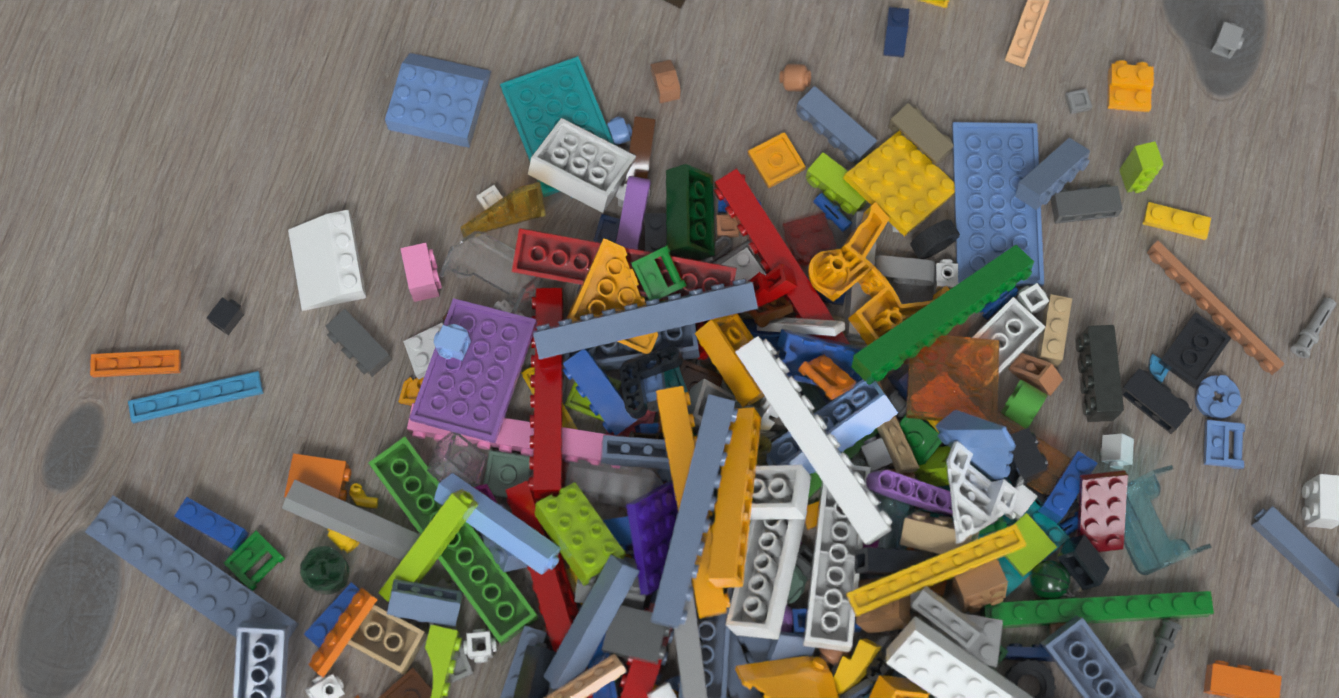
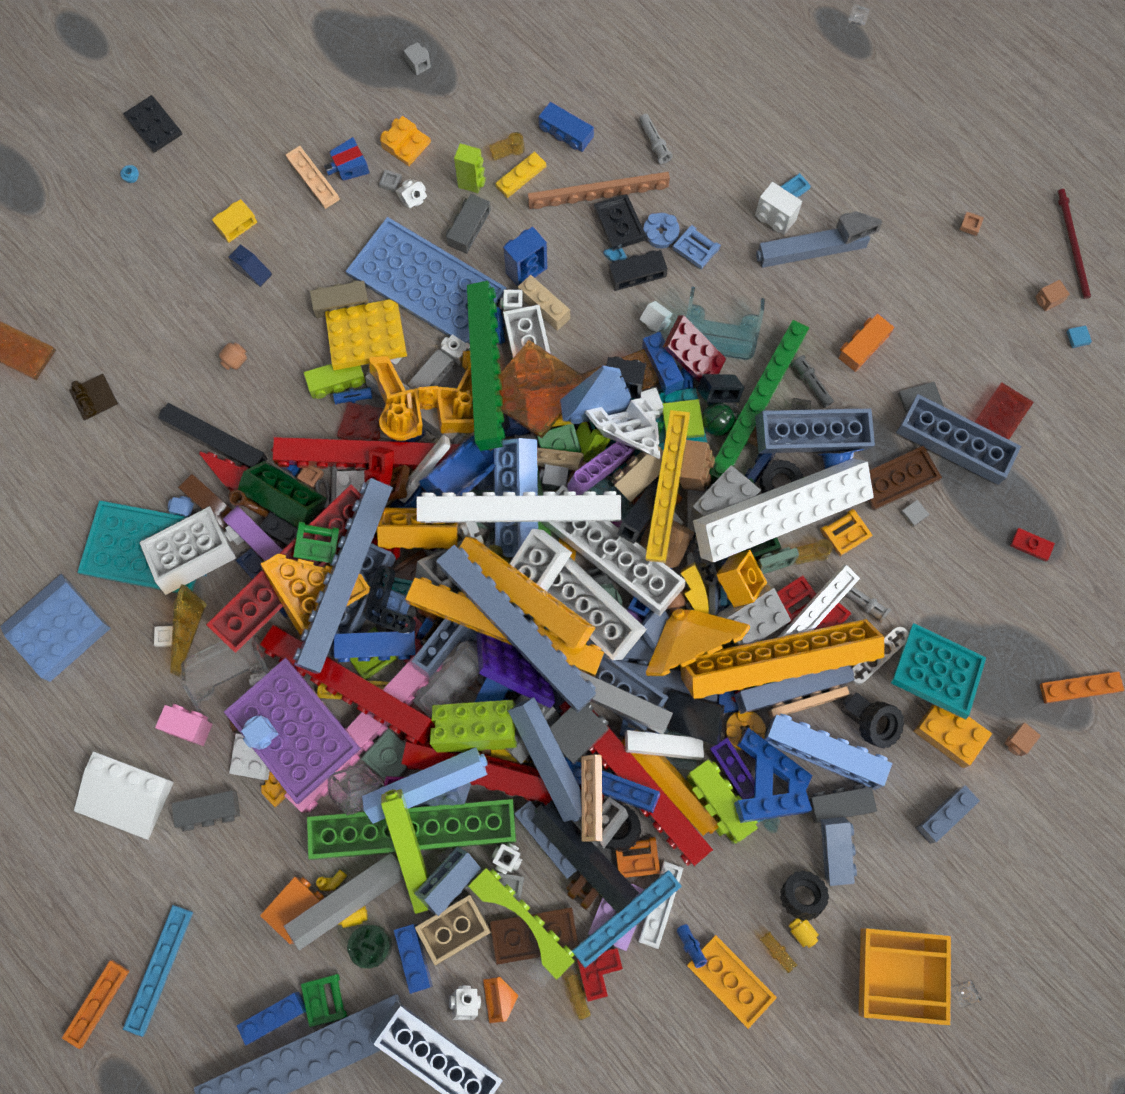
camera: 55 degrees left, 0 degrees up
(225, 315) = (108, 904): black brick -> none
(342, 632) = (429, 960): orange plate -> none
(659, 186) = (237, 495): none -> reddish brown piece
(665, 81) = (167, 449): nougat slope -> none
(679, 145) = (225, 470): none -> red slope
(703, 112) = (210, 436): none -> black brick
(776, 160) = (285, 409): light orange plate -> none
(827, 376) = (476, 471): orange plate -> none
(835, 125) = (289, 351): sand blue brick -> none
(934, 239) = (423, 337): black tyre -> none
(947, 617) = (706, 499): light grey plate -> none
(1024, 405) = (584, 354): bright green brick -> none
(1036, 373) = (567, 334): nougat slope -> none
(1053, 174) = (432, 228): sand blue brick -> none
(1068, 47) = (347, 161): none -> blue torso
(1078, 129) = (411, 193): none -> white brick
(1086, 281) = (525, 256): none -> blue brick
(1100, 373) = (595, 291): pearl dark grey brick -> none
(1194, 187) = (506, 147): none -> clear yellow piece
(1260, 231) = (566, 127): none -> blue brick

